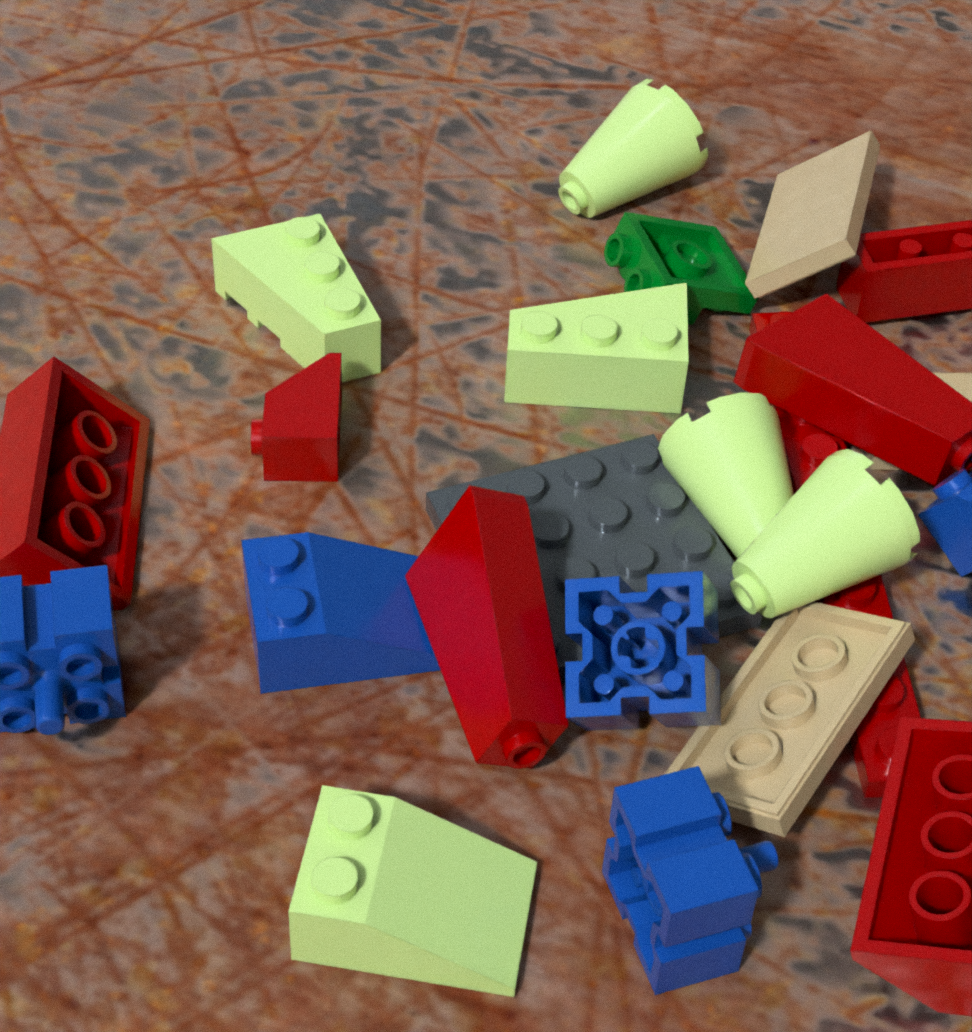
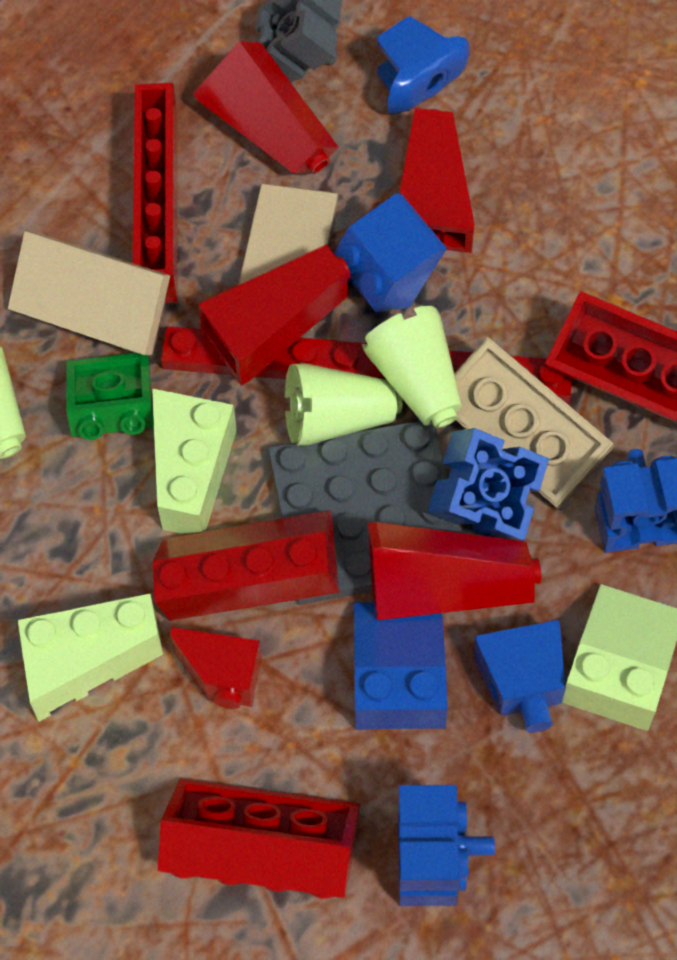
camera: 75 degrees left, 15 degrees up
(356, 744) = (523, 671): none -> blue torso
(453, 416) = (246, 566): none -> red slope

